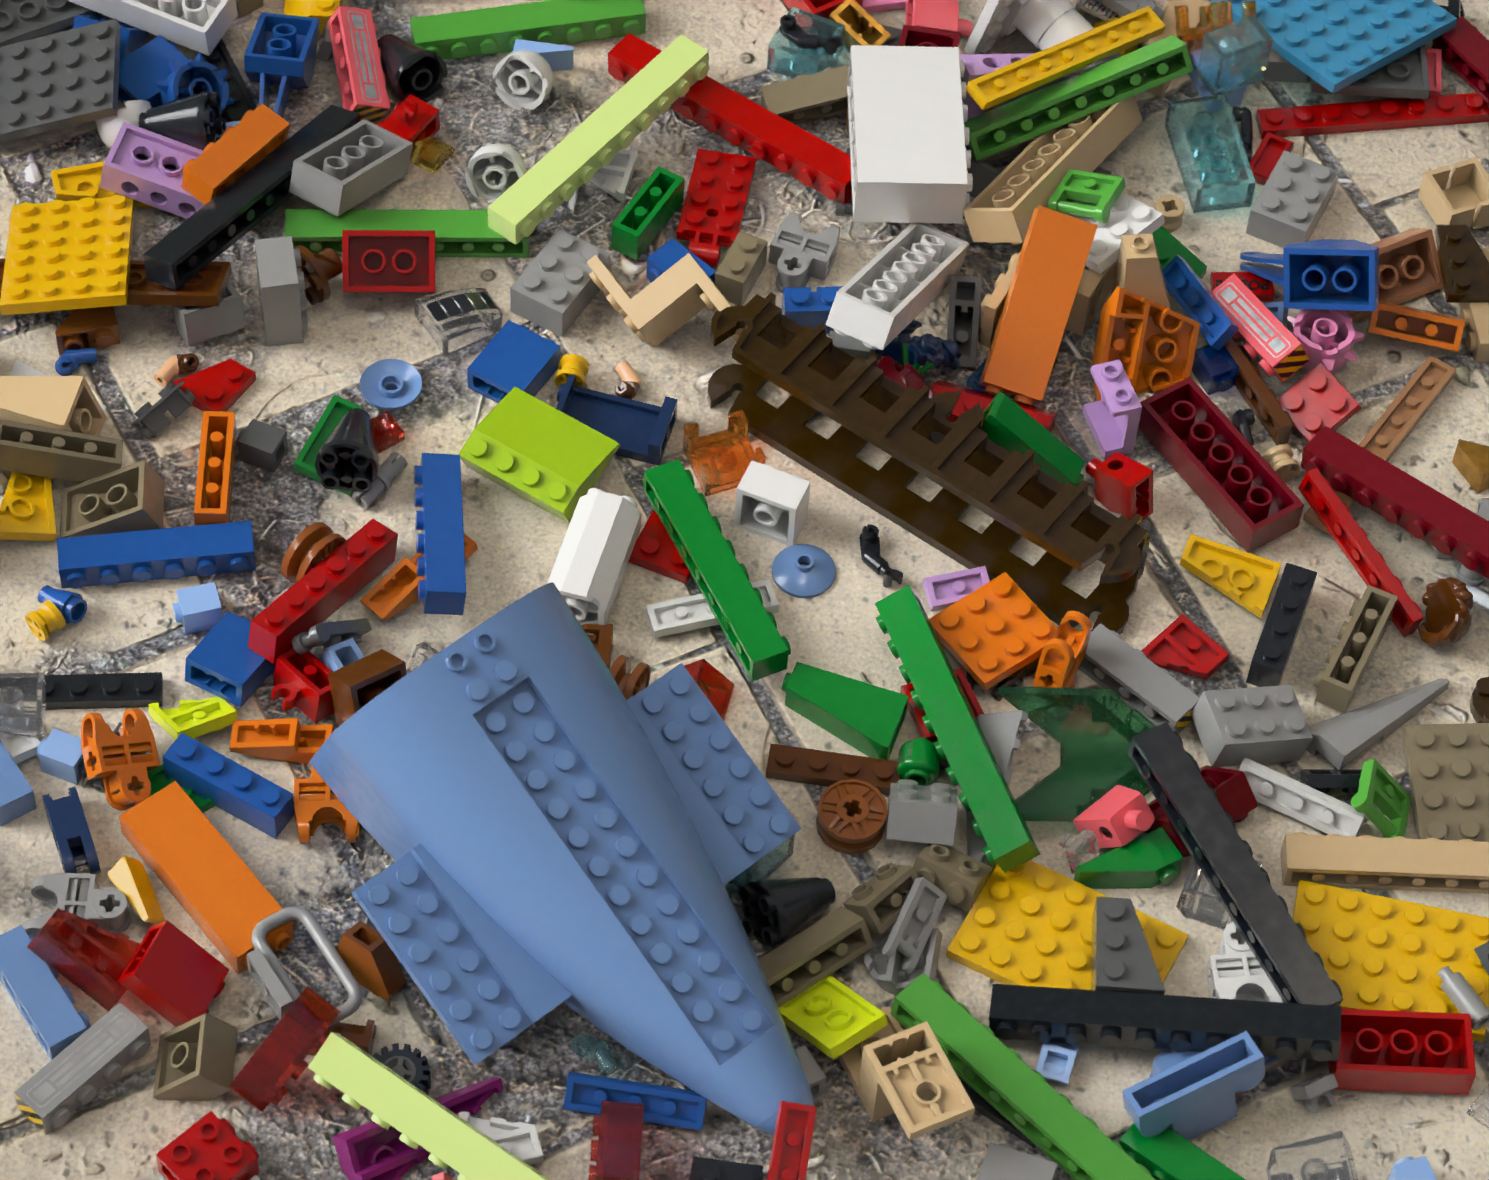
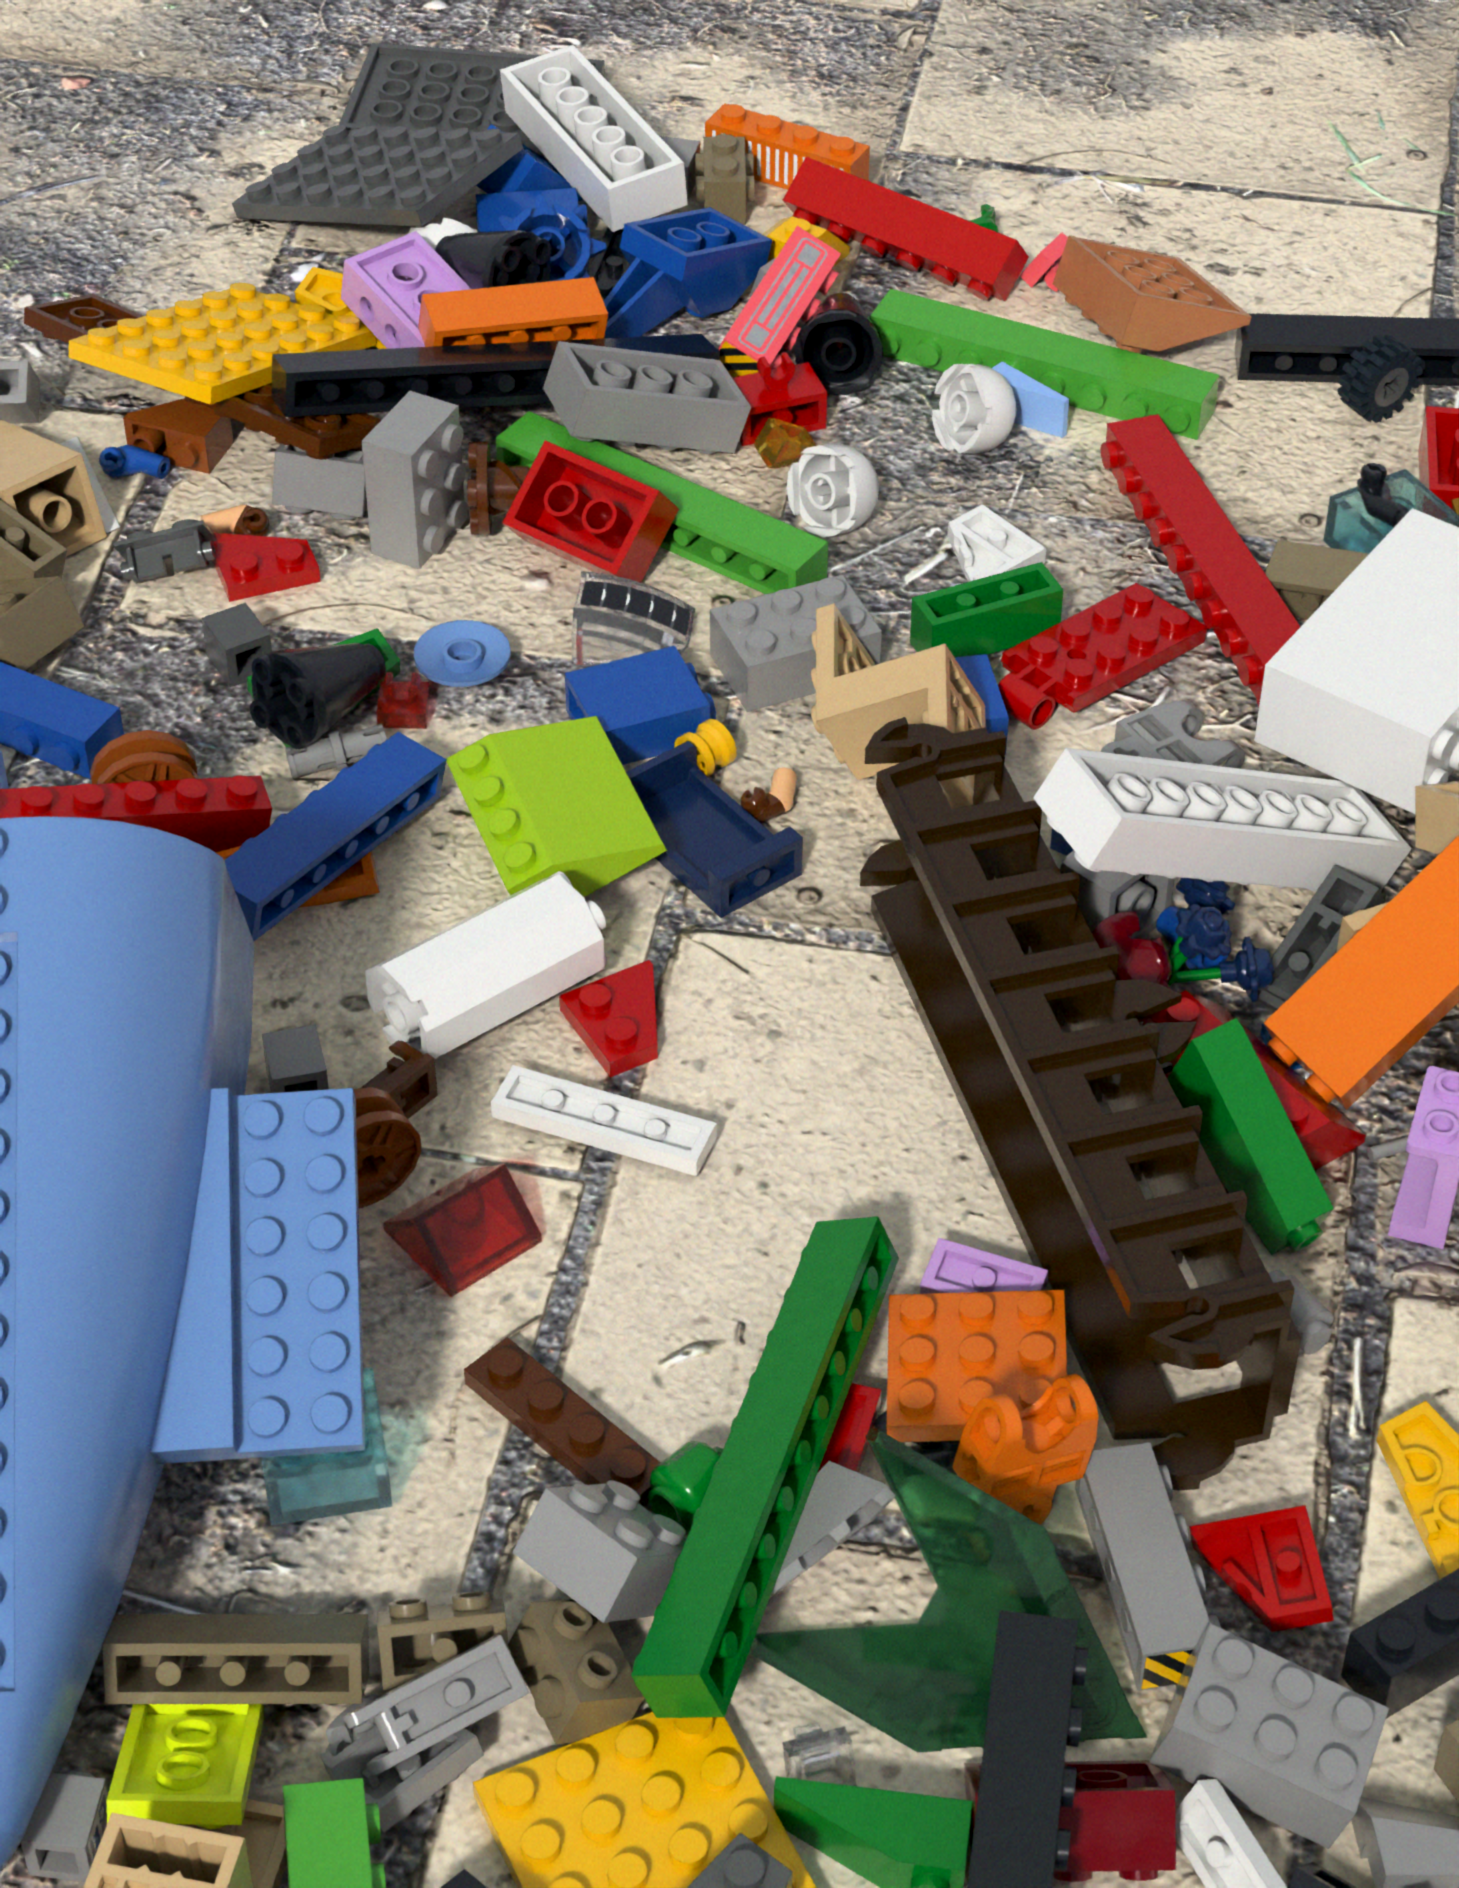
camera: 40 degrees right, 10 degrees down
(215, 468) = (143, 637): orange brick -> none
(598, 139) = (989, 496): yellowish green brick -> none
(716, 570) = (639, 1071): green brick -> none
(721, 457) = (809, 948): clear orange panel -> none
(741, 267) = (1045, 728): dark tan brick -> none
(772, 503) = (806, 1025): white brick -> none
(783, 906) = (293, 1564): black cone -> none
(803, 580) = (788, 1146): medium blue dish -> none
(847, 708) = (664, 1355): green slope -> none
(868, 817) = (501, 1489): dark orange wheel -> none
(871, 556) = (901, 1174): black arm -> none
(1073, 412) = (1387, 1149): none -> light grey piece
(1116, 817) = (911, 1742): coral torso -> none
(1123, 485) = (1372, 1257): red torso -> none

